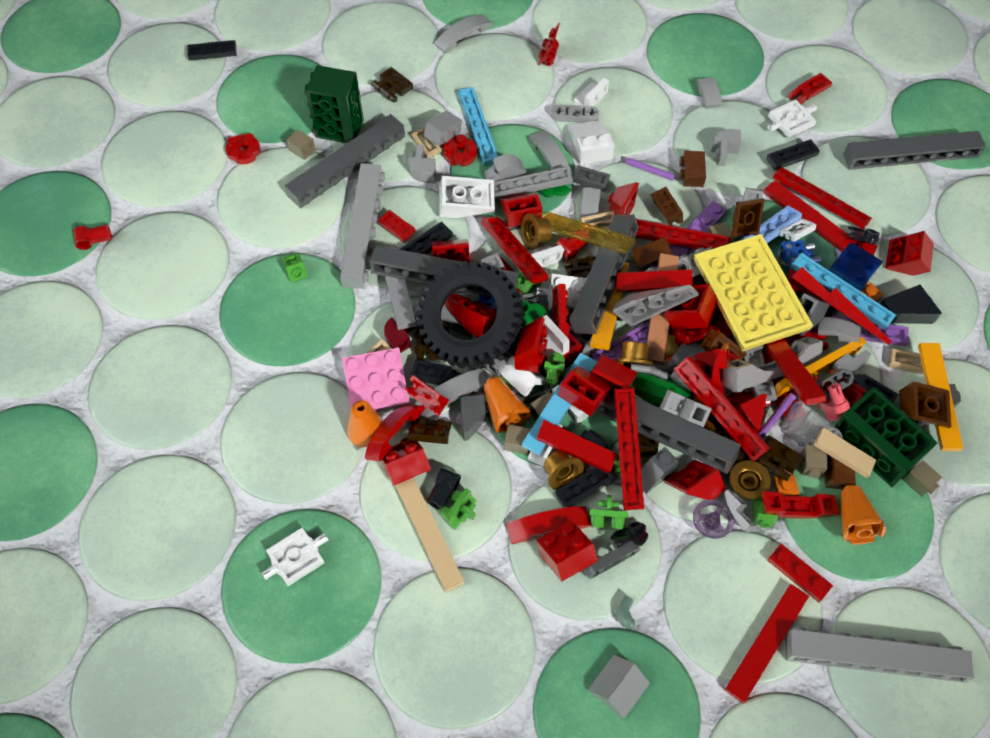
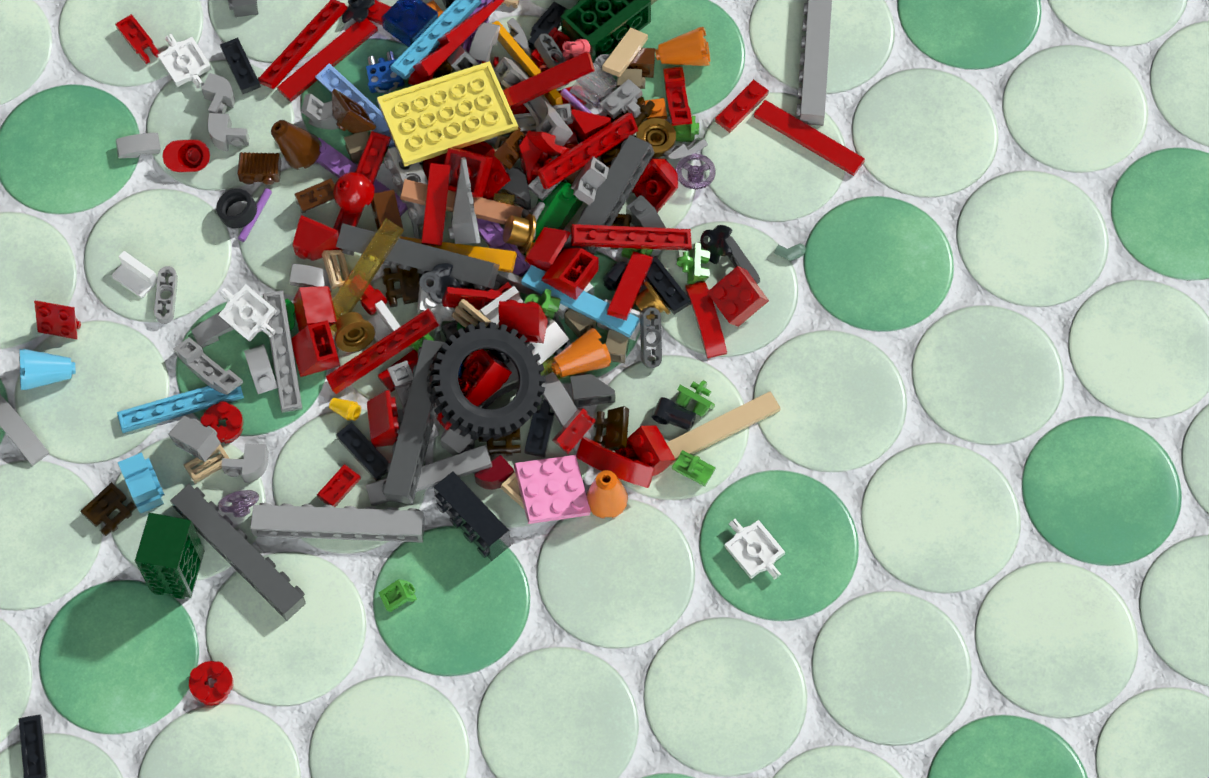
camera: 90 degrees left, 5 degrees up
(301, 144) = (210, 608): dark tan brick -> none
(352, 314) = (471, 516): none -> black brick
(383, 501) = (693, 468): none -> bright green hips
(384, 159) = (240, 504): none -> clear purple piece
(407, 96) = (142, 482): none -> medium azure brick
(465, 197) = (302, 408): white slope -> none
(467, 229) = (347, 409): none -> yellow cone
(508, 37) = (43, 369): none -> medium azure cone
(508, 138) = (205, 368): none -> light grey slope
(531, 470) = (645, 353): none -> dark grey beam
(540, 309) = (464, 318): none -> tan tile
(550, 154) = (247, 312): none -> white plate
(558, 203) = (314, 306): none -> slope
(578, 284) = (442, 280): none -> black plate
(591, 142) = (209, 274): white slope -> none
(591, 178) = (270, 275): dark grey plate -> none
(619, 685) = (857, 259): light grey slope -> none
(652, 160) = (228, 199): none -> black tyre
(666, 222) = (353, 192): none -> red cylinder
(699, 118) = (186, 155): none -> red piece
(714, 185) = (296, 144): none -> reddish brown cone
(761, 143) = (219, 92): none -> light grey brick
(786, 447) = (623, 100): none -> light grey hinge
(798, 229) = (359, 77): white tile -> none

